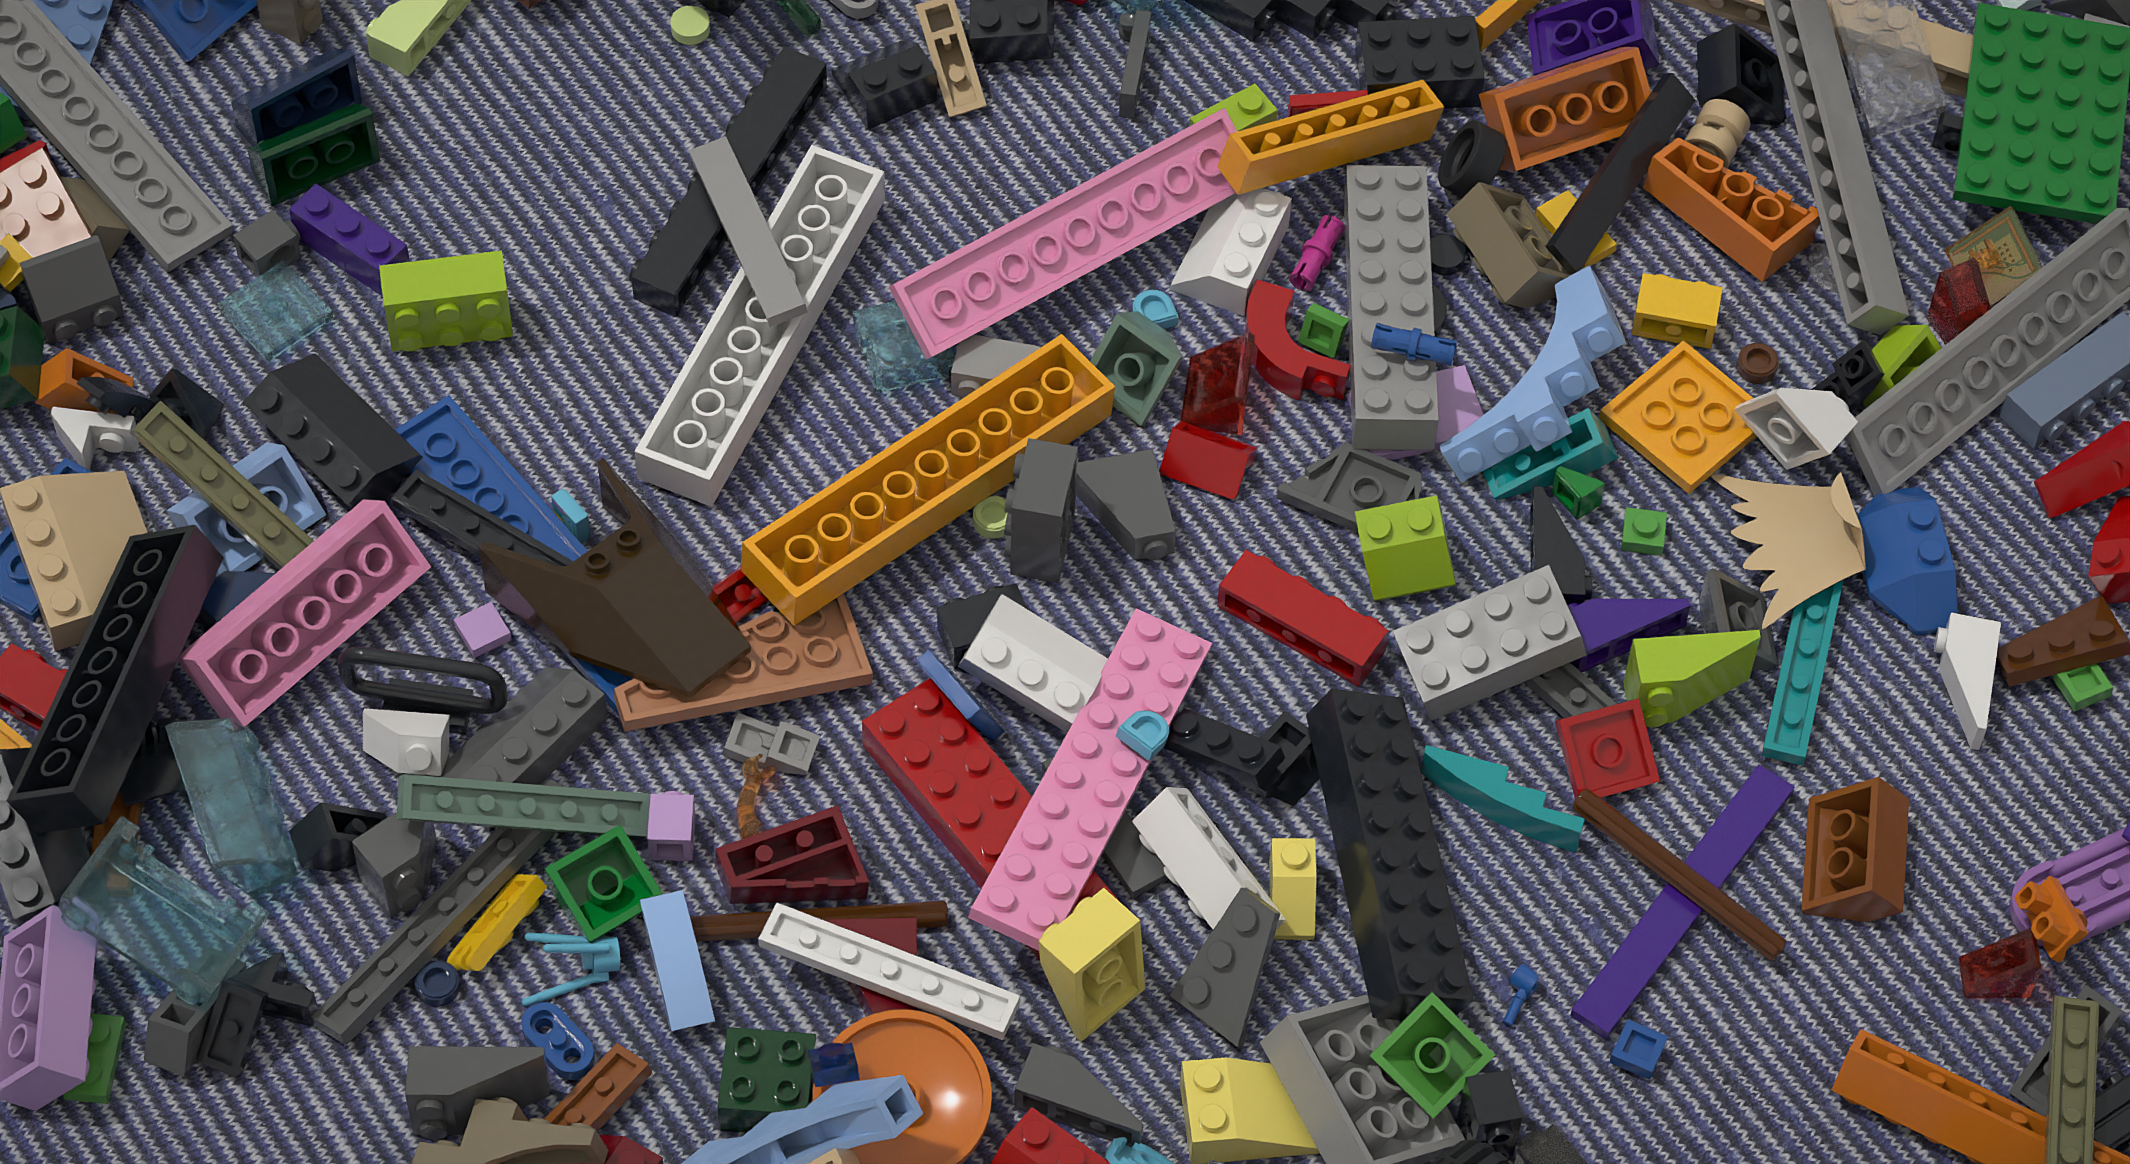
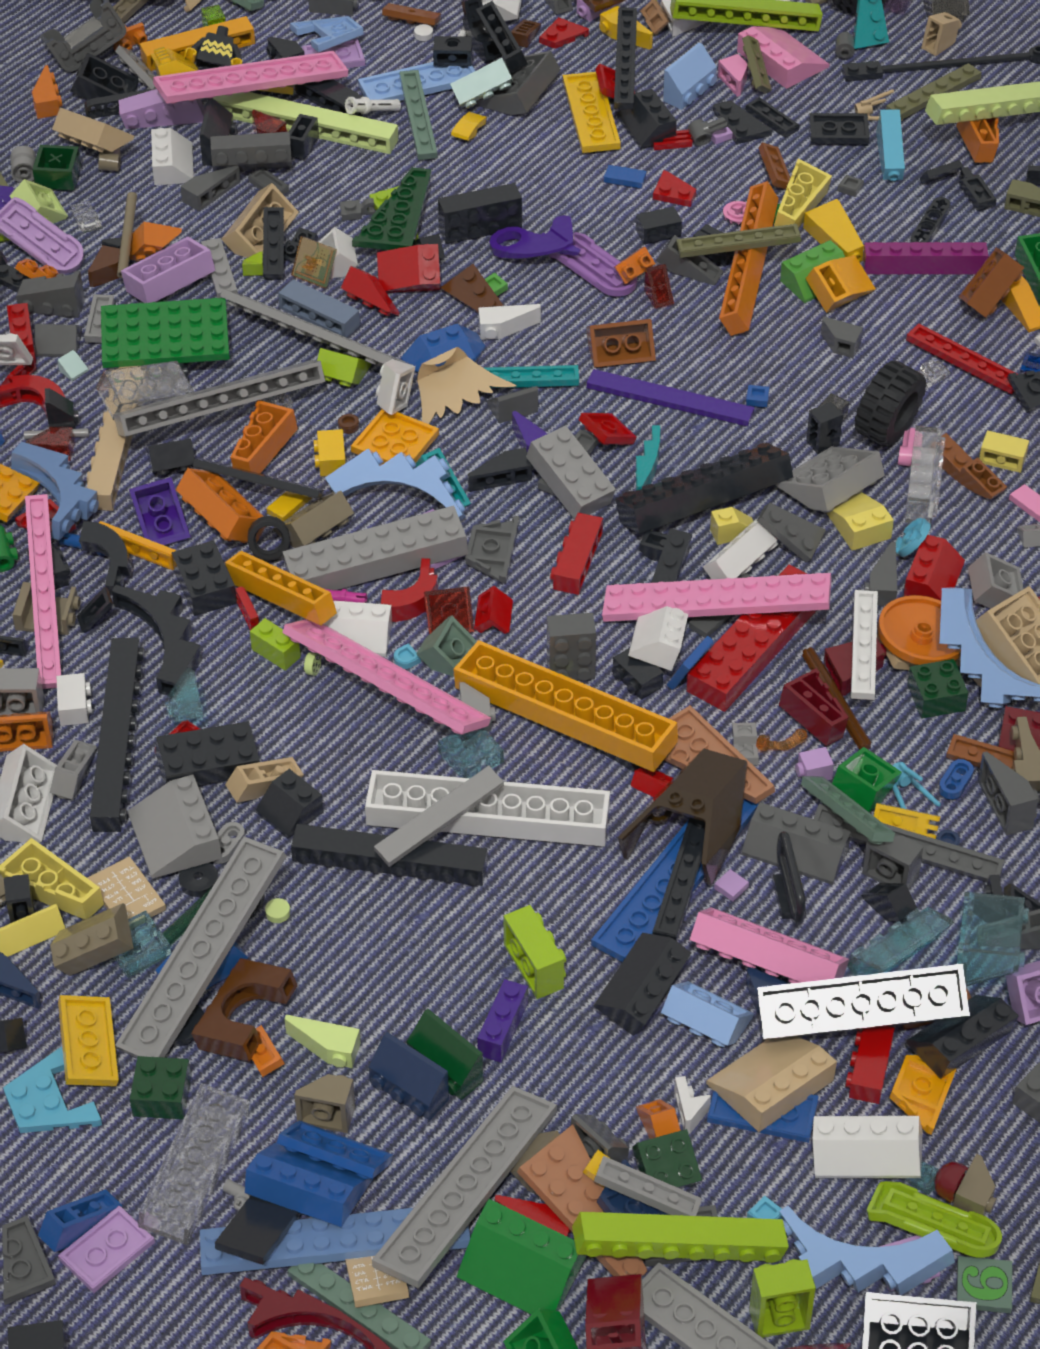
camera: 105 degrees left, 10 degrees down
(117, 396) = (666, 1086): black slope -> none
(188, 401) = (652, 1067): black slope -> none
(221, 485) = (717, 997): olive tile -> none
(267, 243) = (520, 1062): dark grey brick -> none
(275, 311) = (561, 1049): clear light blue plate -> none
(407, 740) = (821, 885): white slope -> none
(571, 514) = (646, 860): medium azure tile -> none
(676, 960) = (895, 736): light blue slope -> none
(833, 1064) = (929, 645): clear blue plate -> none
(1094, 961) = (825, 557): light yellow slope -> none
(1129, 502) = (529, 633): dark grey slope -> none
(1136, 30) = (241, 697): dark grey hinge -> none
(1144, 733) = (686, 579): medium azure tile -> none
(1323, 330) = (396, 579): bright green plate -> none
(1405, 548) = (522, 516): lime slope -> none
(1414, 344) = (415, 517): blue pin -> none
(1432, 1055) = (805, 449): bright green slope -> none
(1526, 983) = (742, 439): blue hand -> none
(1577, 491) = (460, 466): green slope -> none
(1643, 531) = (468, 446): bright green plate -> none
(1679, 874) = (662, 394): reddish brown axle -> none
(1687, 671) = (557, 403): lime slope -> none
(1719, 129) = (217, 453): tan wheel -> none
(1854, 376) = (358, 378): black slope -> none
(1957, 300) = (294, 348): clear red slope -> none
(2001, 252) = (258, 344): clear orange piece -> none

